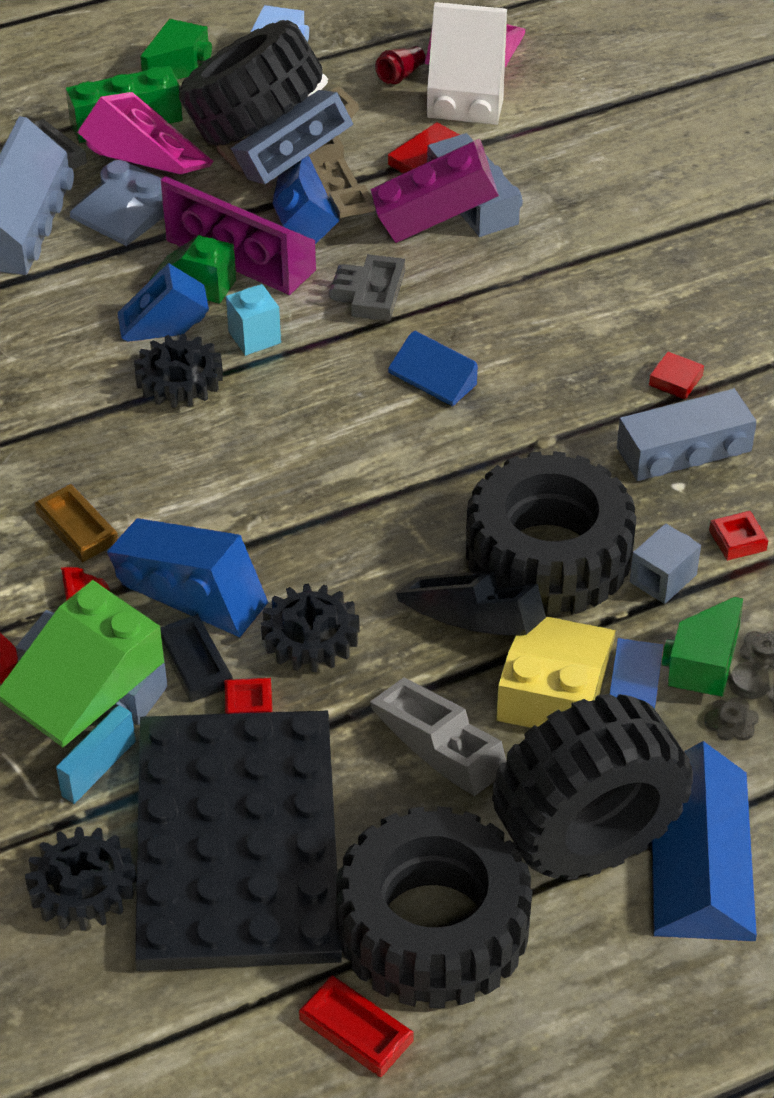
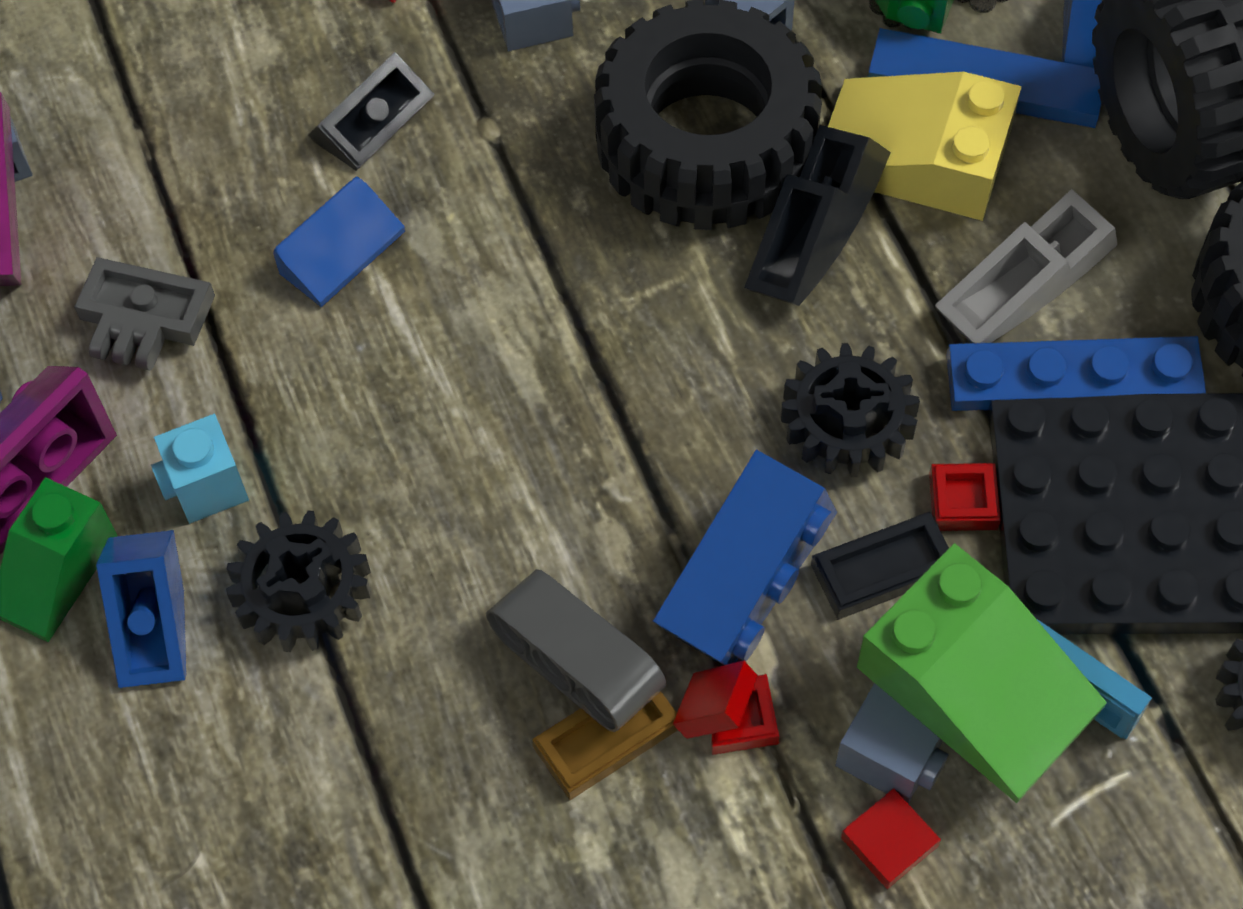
camera: 85 degrees left, 15 degrees up
(87, 561) = (715, 700): none -> red tile
(123, 490) = (576, 650): none -> dark grey beam
(352, 762) = (1072, 369): none -> blue plate
(546, 378) = (372, 113): none -> black slope

